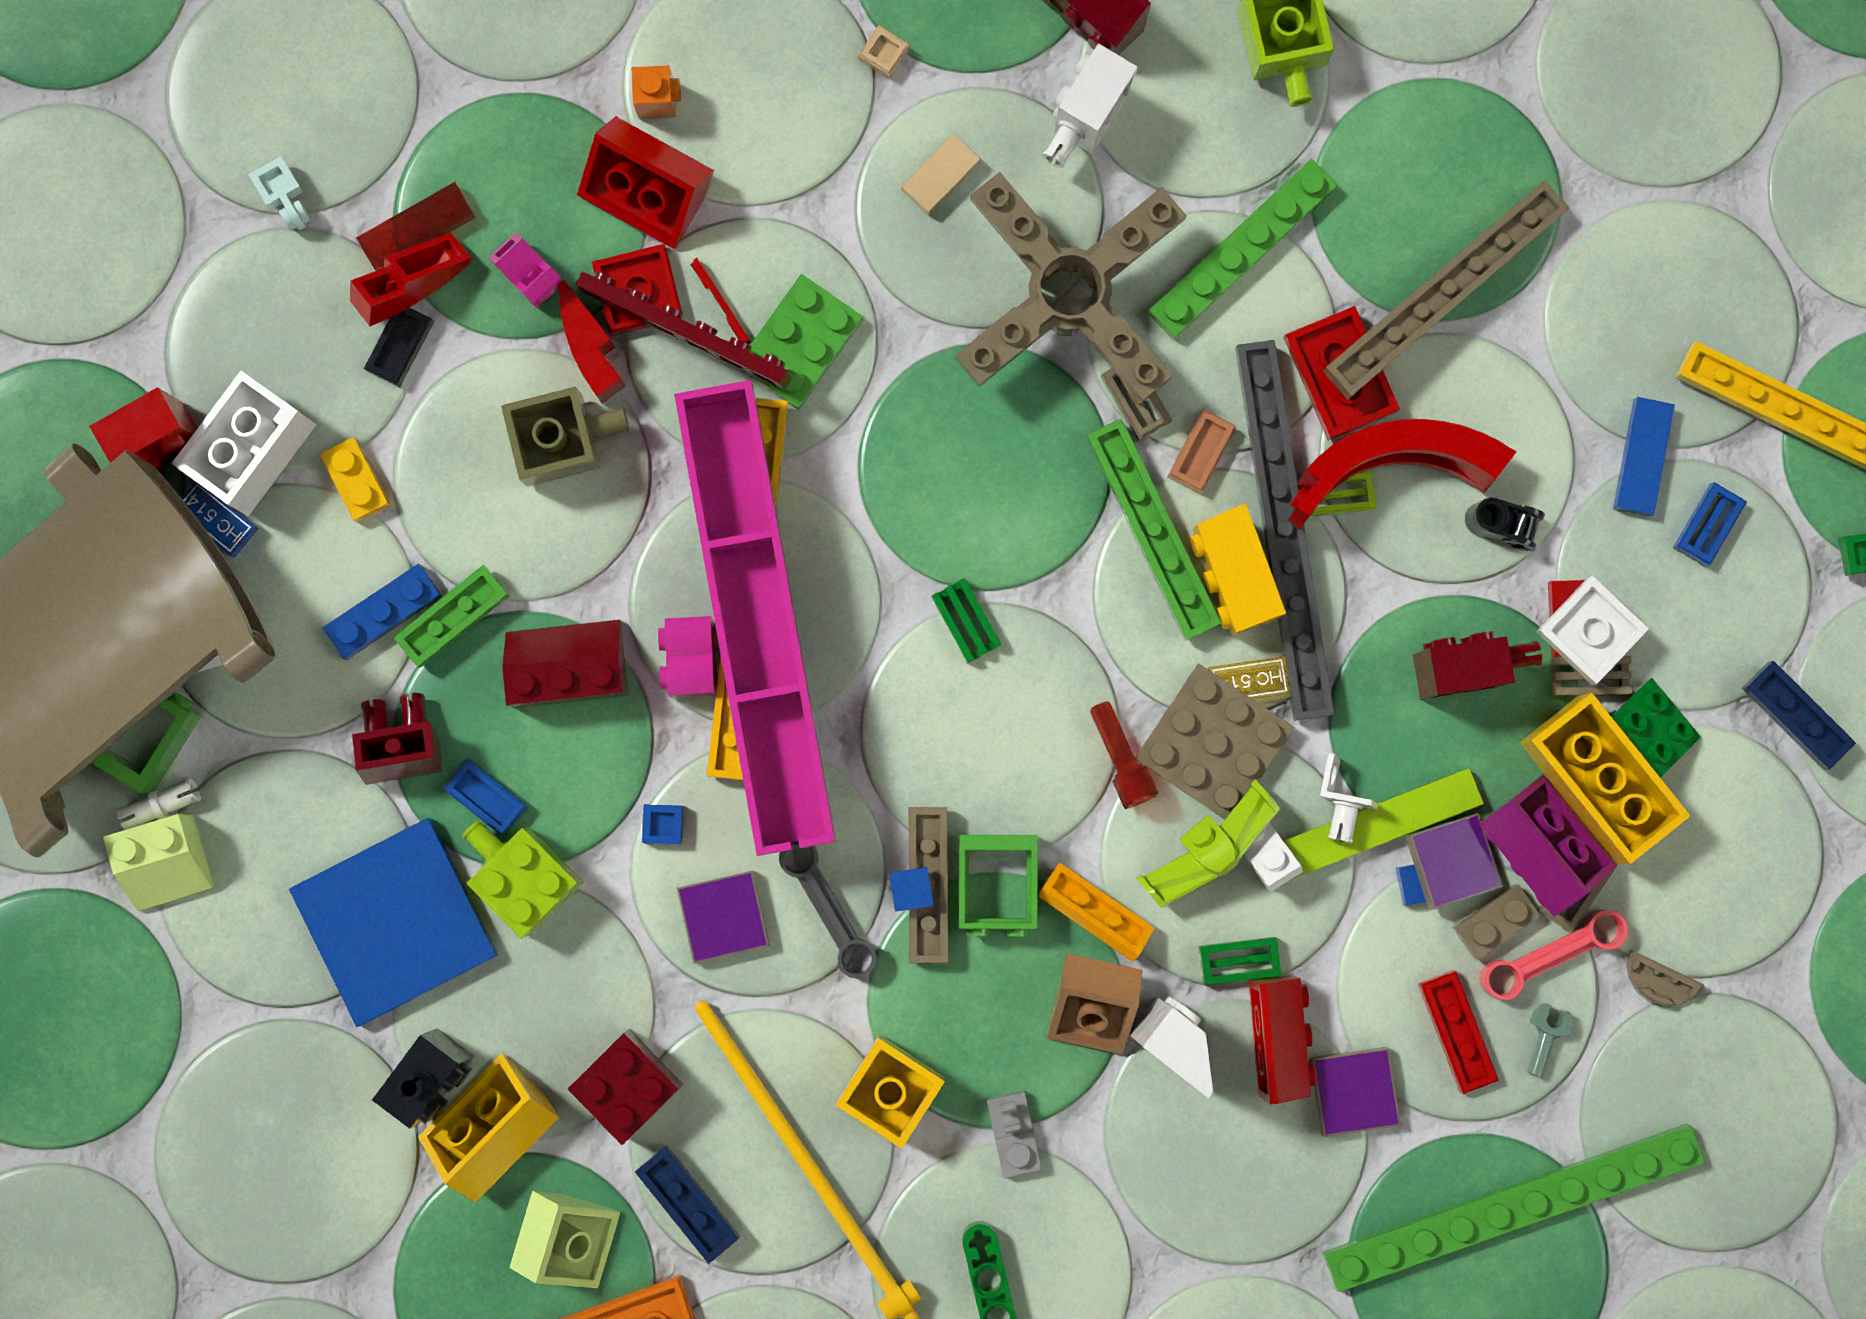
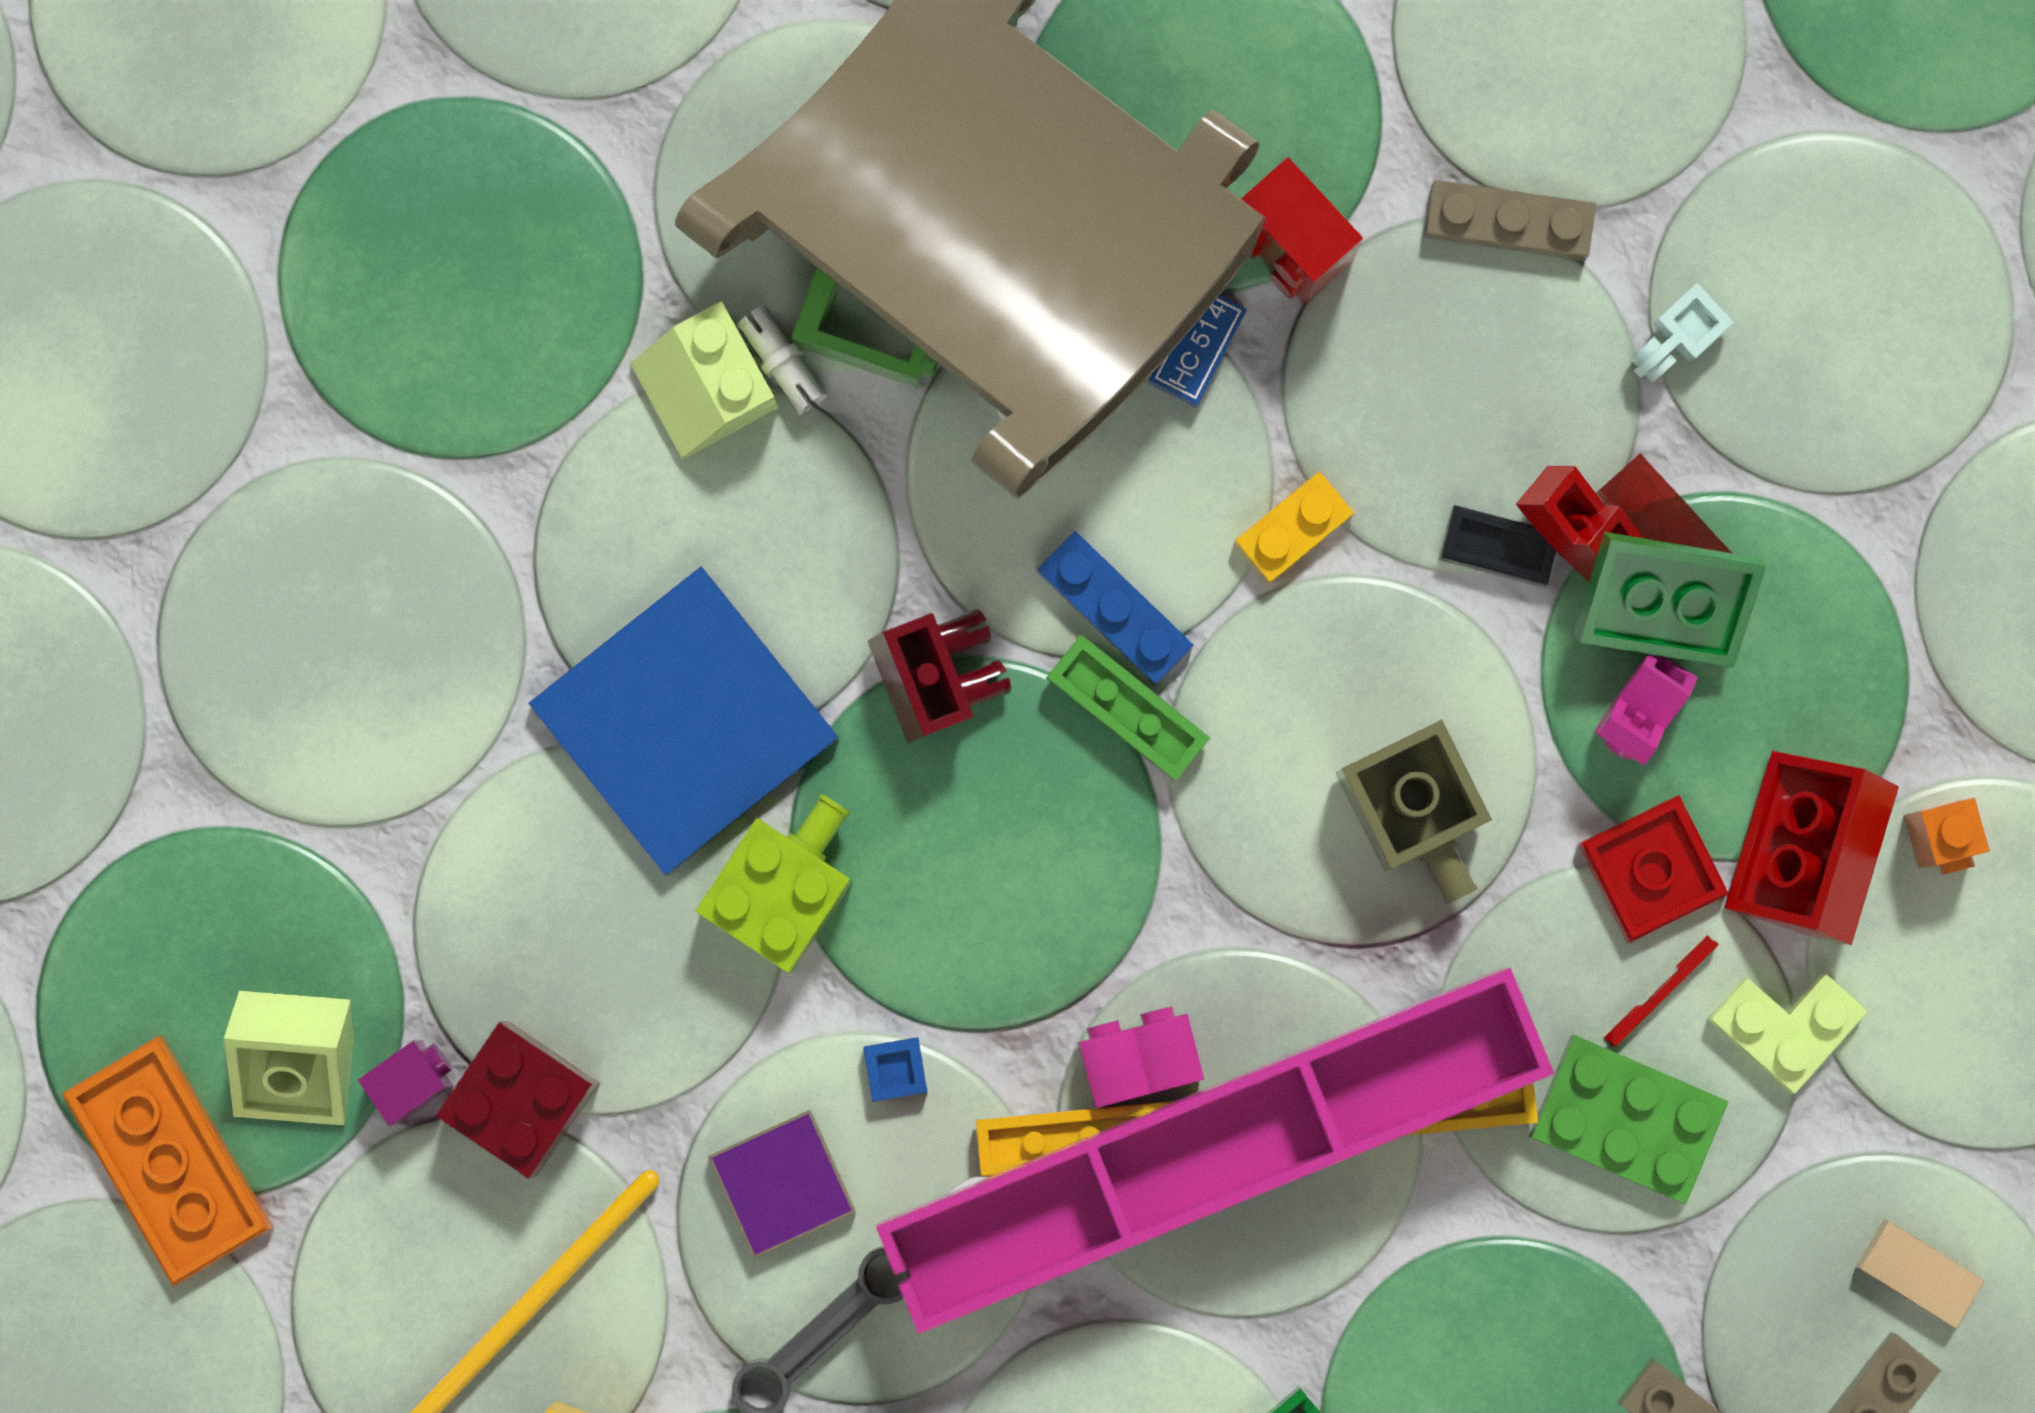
camera: 80 degrees right, 0 degrees up
(178, 290) = (1510, 220): none -> dark tan plate
(244, 444) = (1311, 366): white slope -> none
(423, 1078) = (475, 816): black brick -> none
(455, 238) = (1669, 600): none -> green plate
(485, 797) = (883, 810): blue tile -> none
(487, 1128) = (424, 916): yellow slope -> none
(564, 664) = (1094, 882): dark red slope -> none
(588, 345) = (1557, 819): red slope -> none
(597, 1161) = (407, 1081): none -> magenta brick
(687, 1204) = (372, 1219): dark blue plate -> none
(698, 336) = (1614, 932): dark red plate -> none
(771, 225) = (1790, 1042): none -> yellowish green plate

